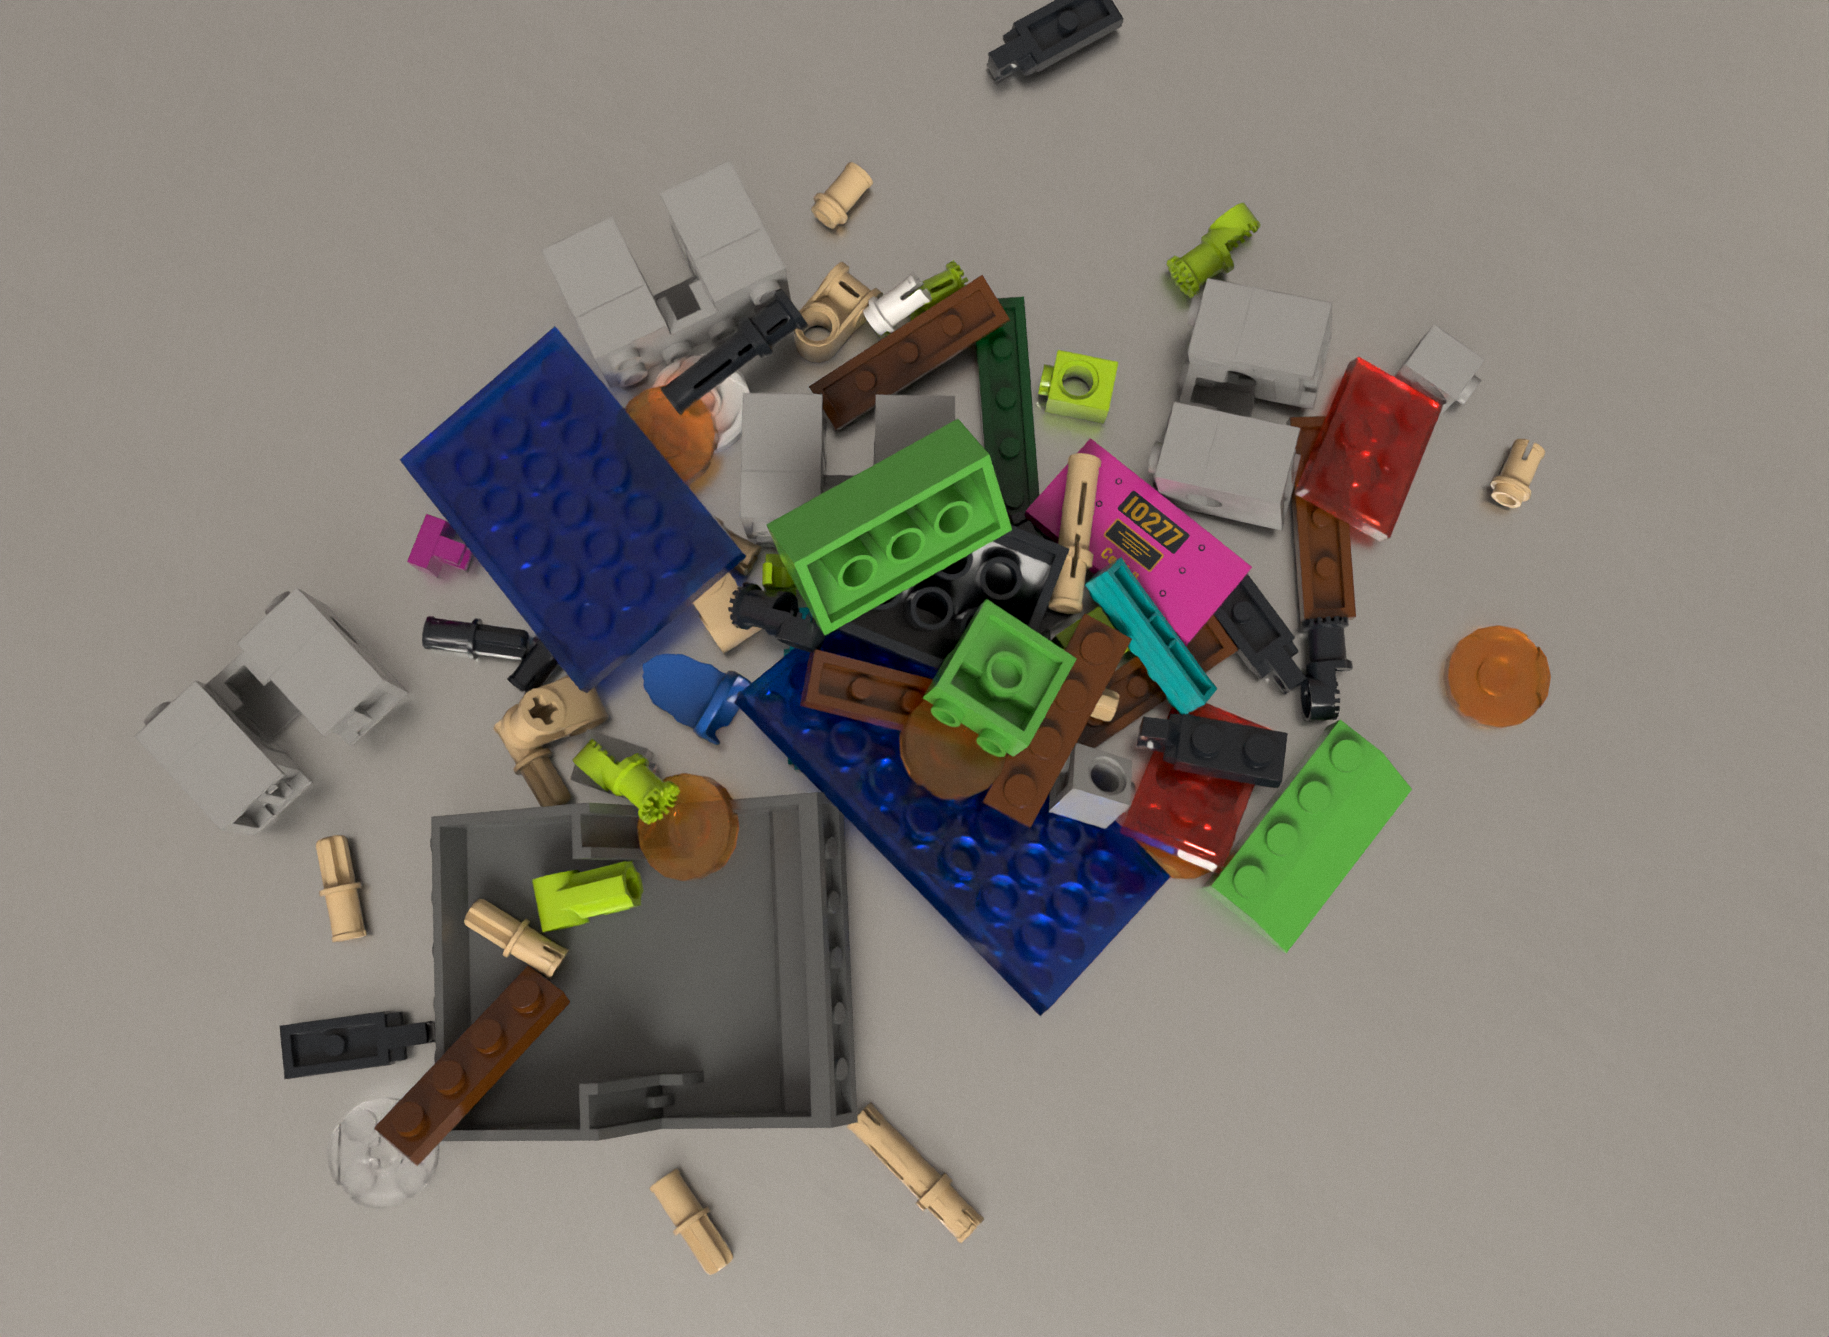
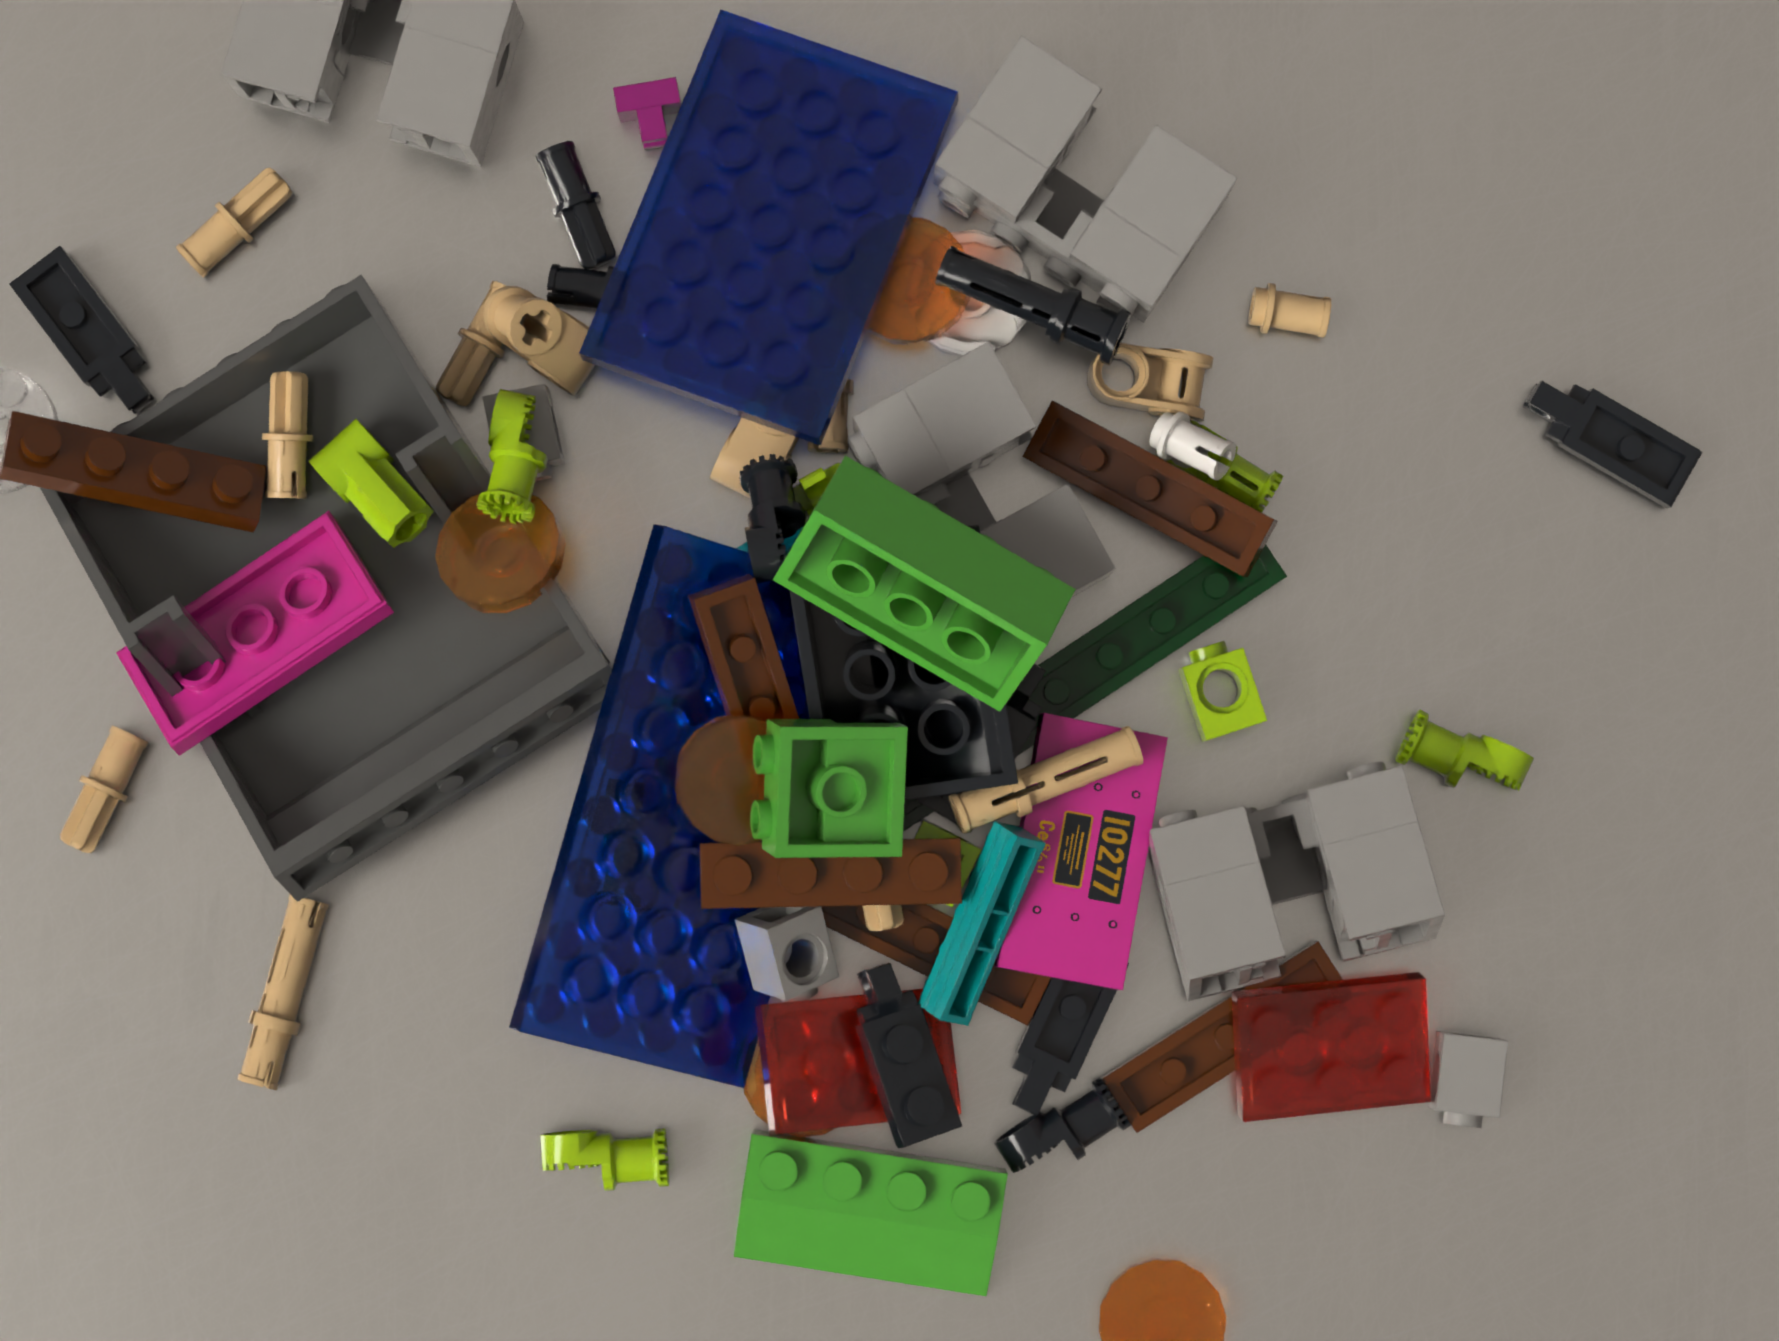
camera: 60 degrees right, 5 degrees up
(646, 1030) = (269, 627): none -> dark pink tile
(693, 692) = (650, 470): blue piece -> none
(1173, 993) = (620, 1159): none -> lime connector
(1517, 474) = (1397, 1224): tan pin -> none

